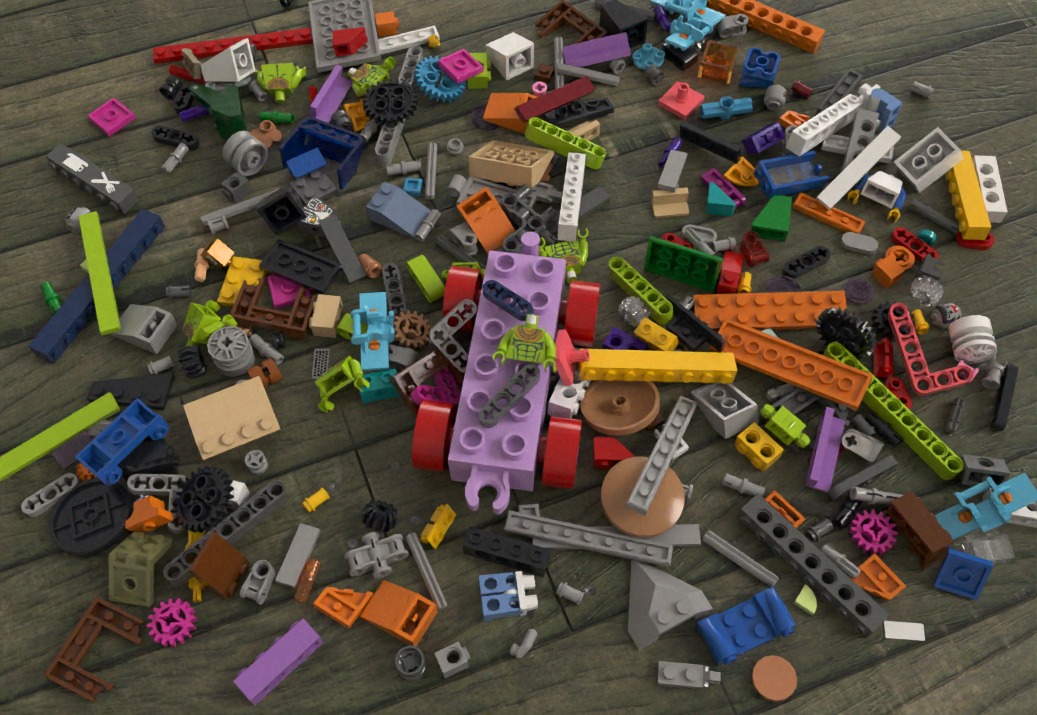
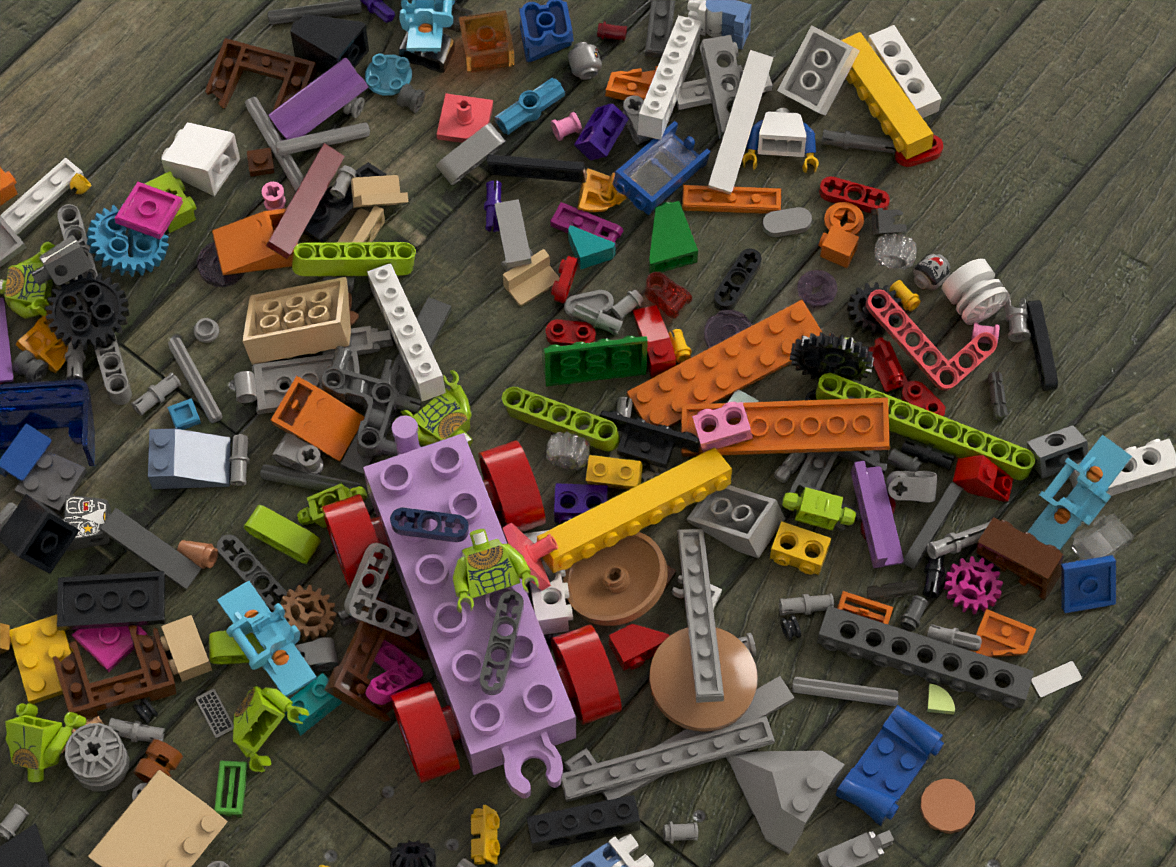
camera: 30 degrees left, 5 degrees up
(192, 361) = (55, 796): black gear -> none
(294, 425) = (229, 810): none -> bright green tile
(398, 69) = (71, 263): none -> dark grey torso
(587, 98) = (343, 181): none -> light grey pin
(603, 113) = (377, 191): none -> tan panel
(672, 117) = (470, 153): none -> light grey beam
(695, 210) = (562, 287): none -> red plate
(723, 496) = (790, 628): none -> black bush
(742, 128) = (566, 126): none -> bright pink bush
(744, 346) = (724, 432): none -> bright pink brick
(917, 464) = (983, 478): none -> red slope
(927, 236) = (862, 176): teal tile -> none

